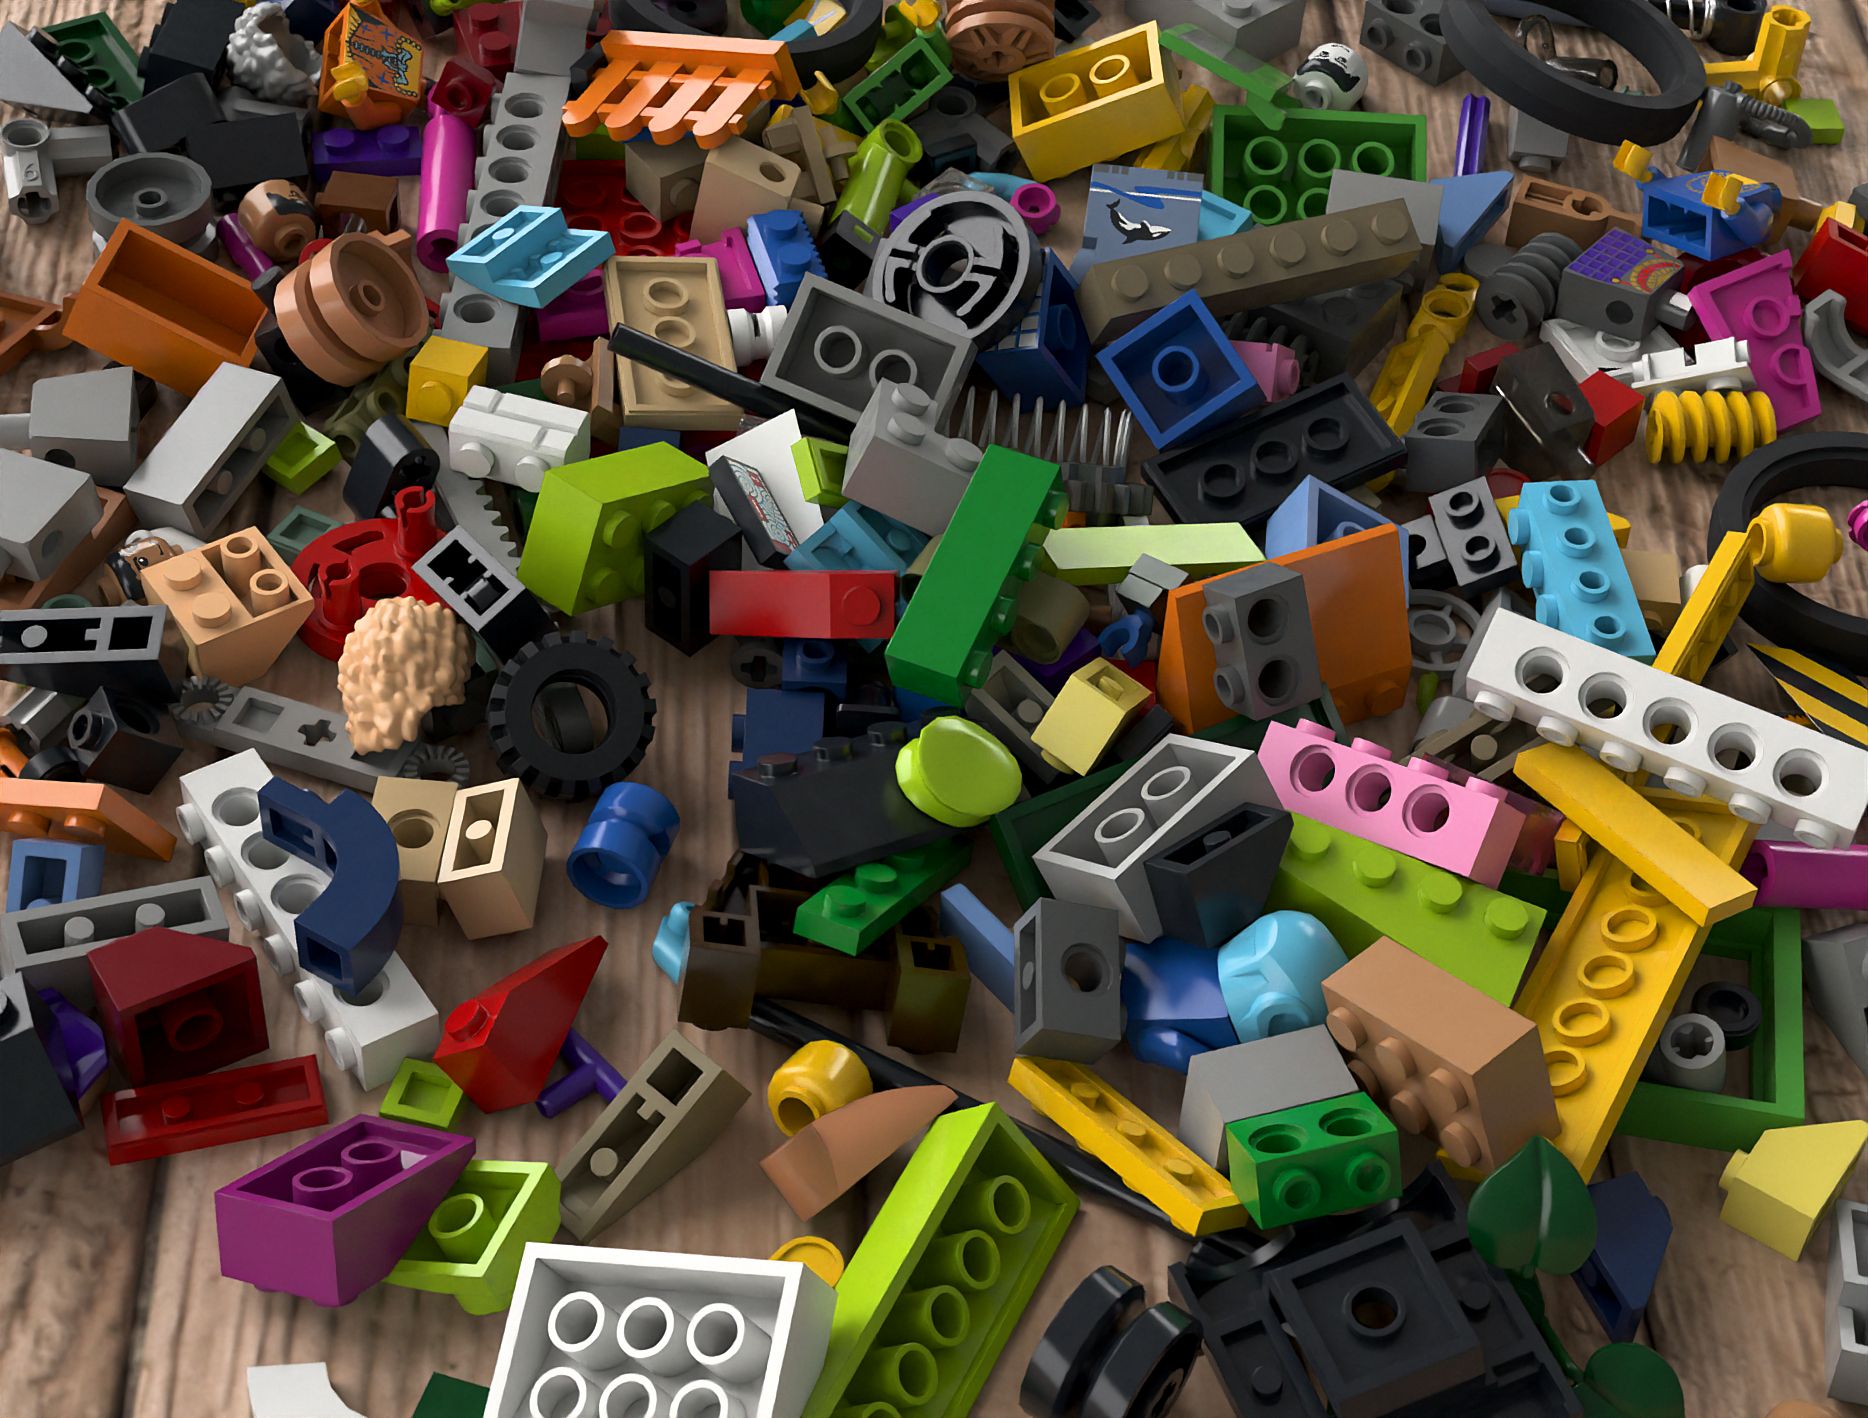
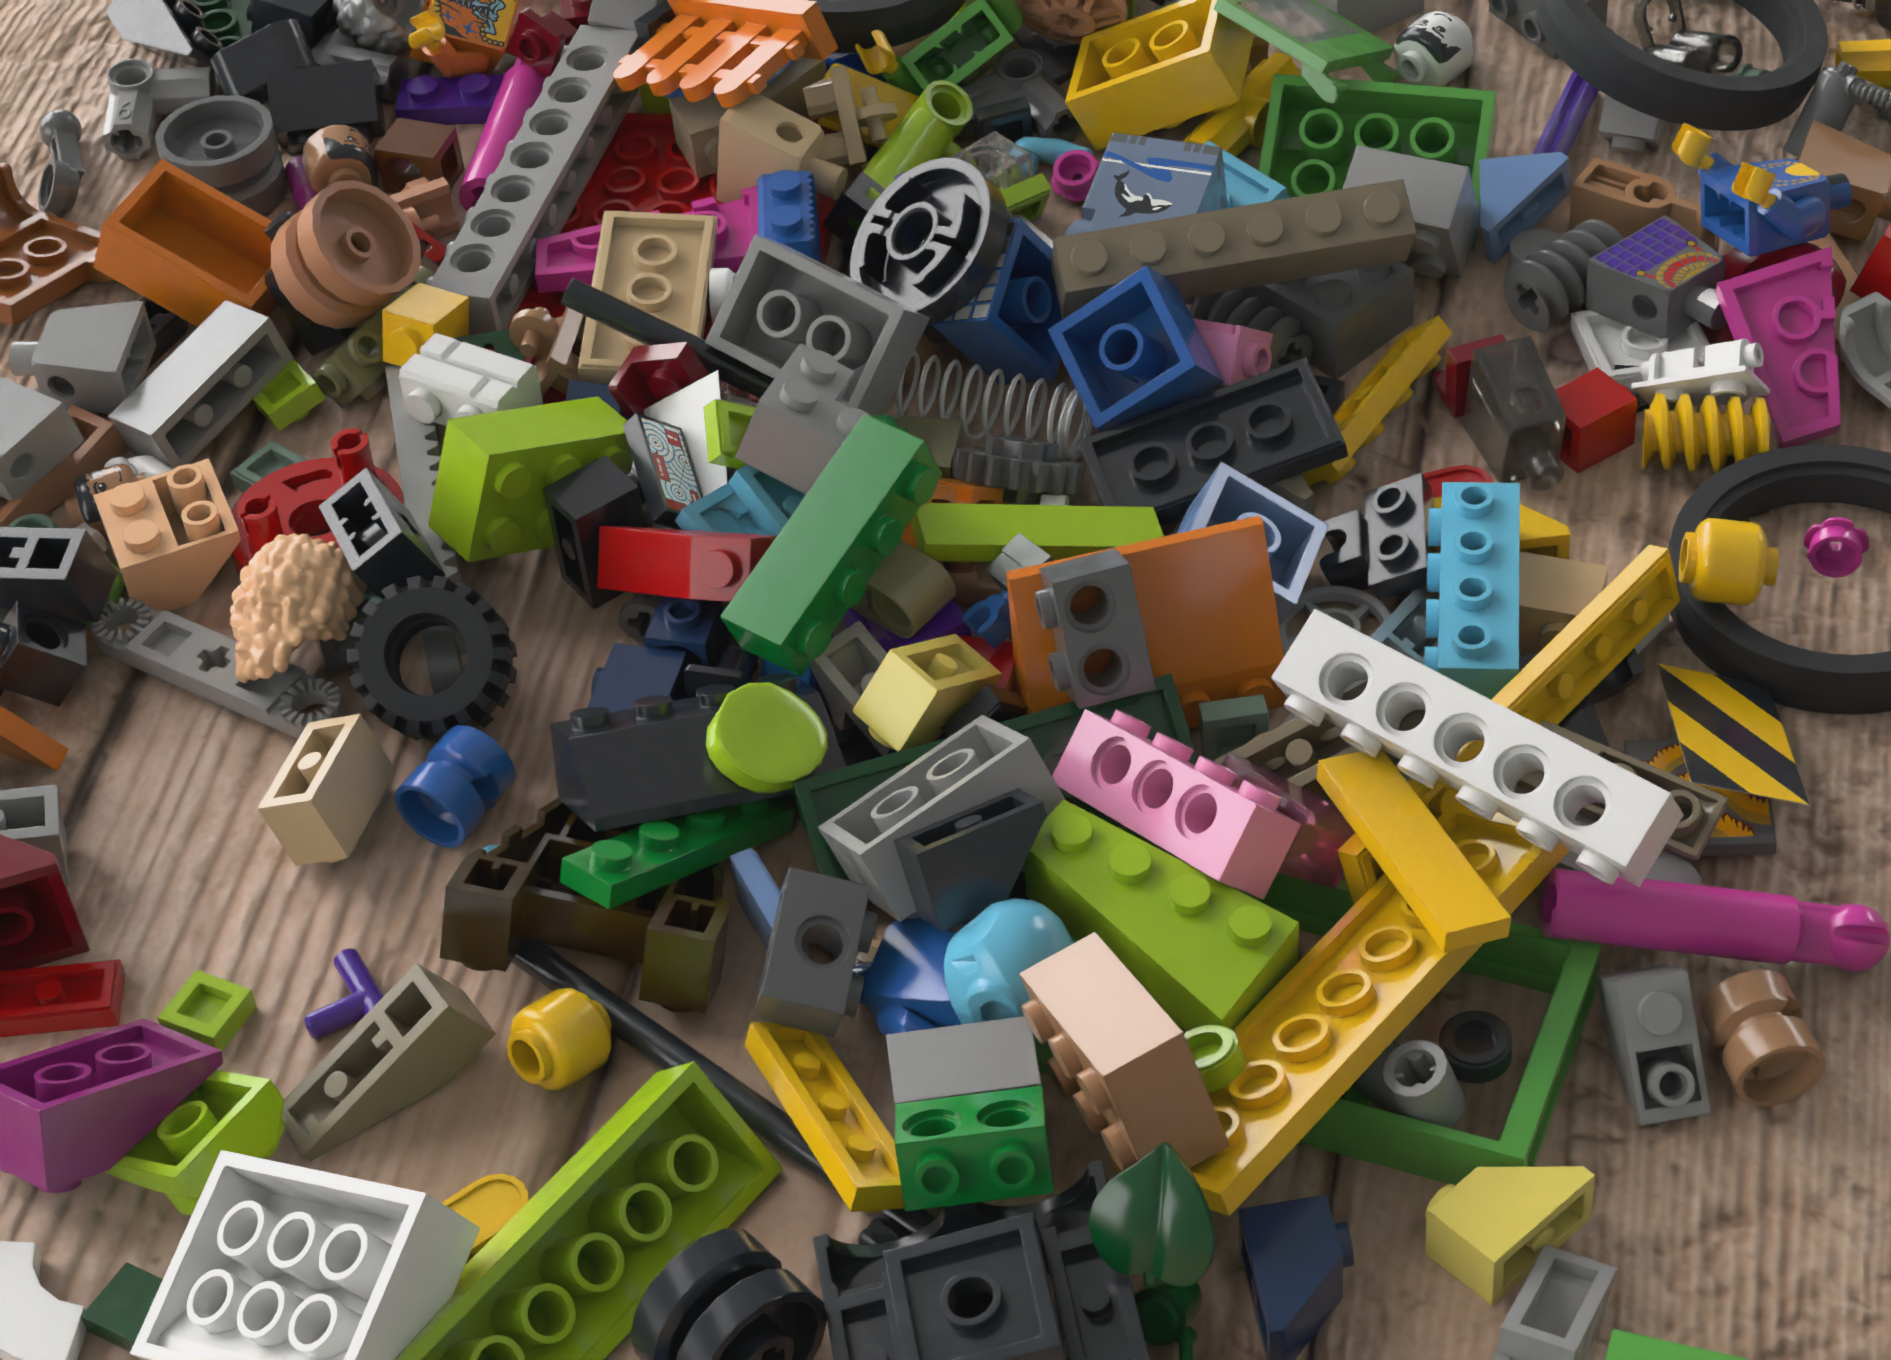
camera: 20 degrees right, 0 degrees up
(270, 890) = (150, 832): white brick -> none
(360, 914) = (184, 816): dark blue arch -> none
(387, 461) = (356, 400): black beam -> none
(420, 823) = (243, 774): tan brick -> none
(512, 1032) = (285, 960): red slope -> none
(530, 256) = (534, 208): medium azure slope -> none
(716, 416) = (654, 374): none -> dark red bracket
(848, 1143) = (564, 1090): nougat piece -> none
(1382, 723) = (1230, 724): none -> sand green plate
(1449, 301) = (1471, 286): yellow piece -> none
(1454, 441) = (1417, 432): dark grey brick -> none

